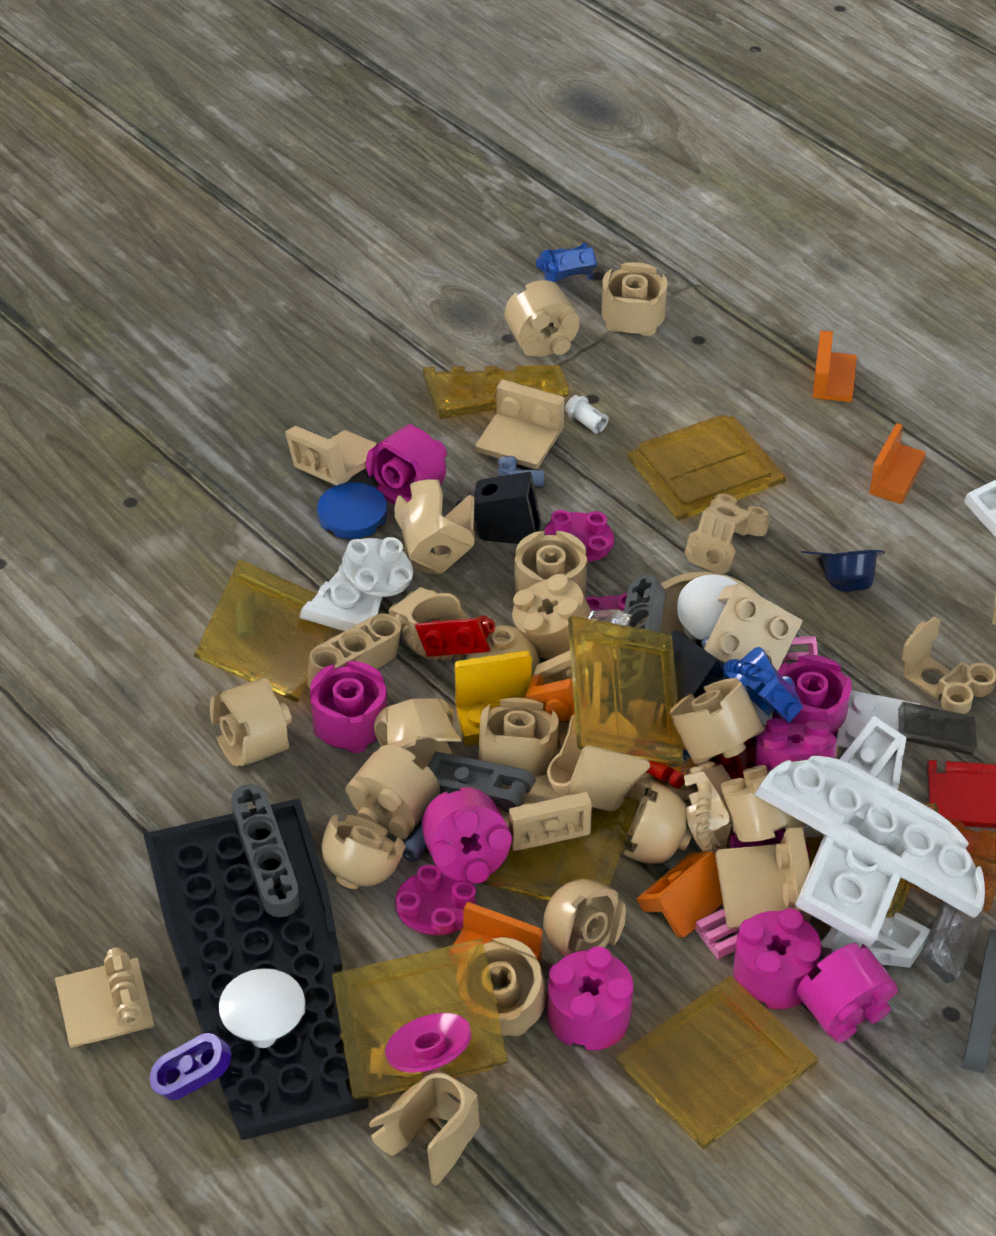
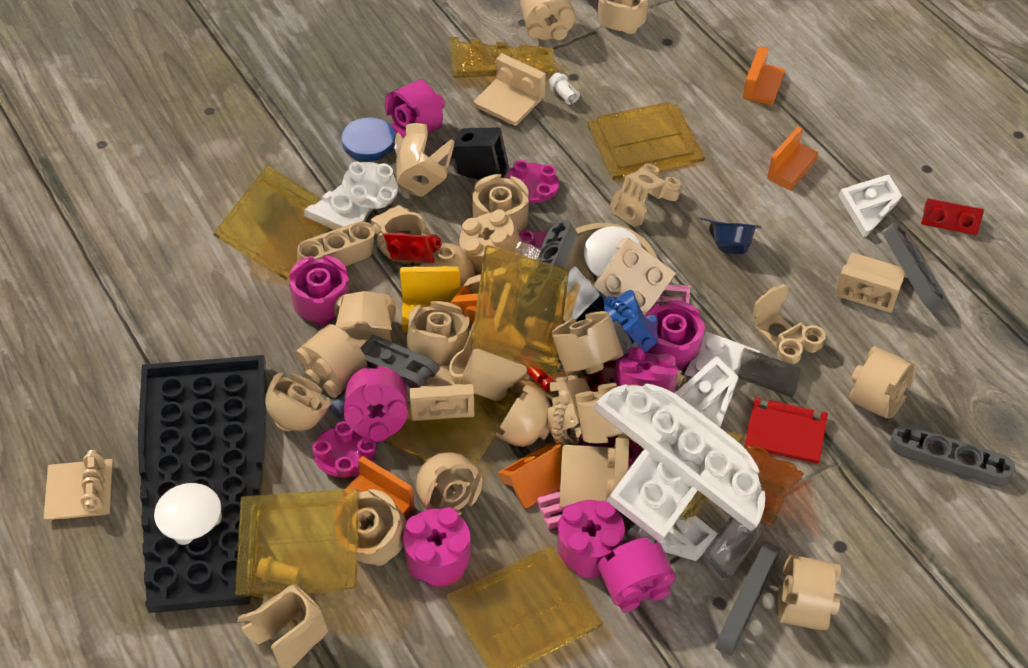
camera: 10 degrees right, 5 degrees up
(196, 1064) = (122, 550): dark purple plate -> none
(250, 722) = (242, 291): tan brick -> none
(268, 848) = (222, 391): dark grey beam -> none
(331, 458) = (360, 99): tan bracket -> none
(428, 1042) = (295, 563): dark pink dish -> none
(507, 466) = (508, 132): sand blue arm -> none

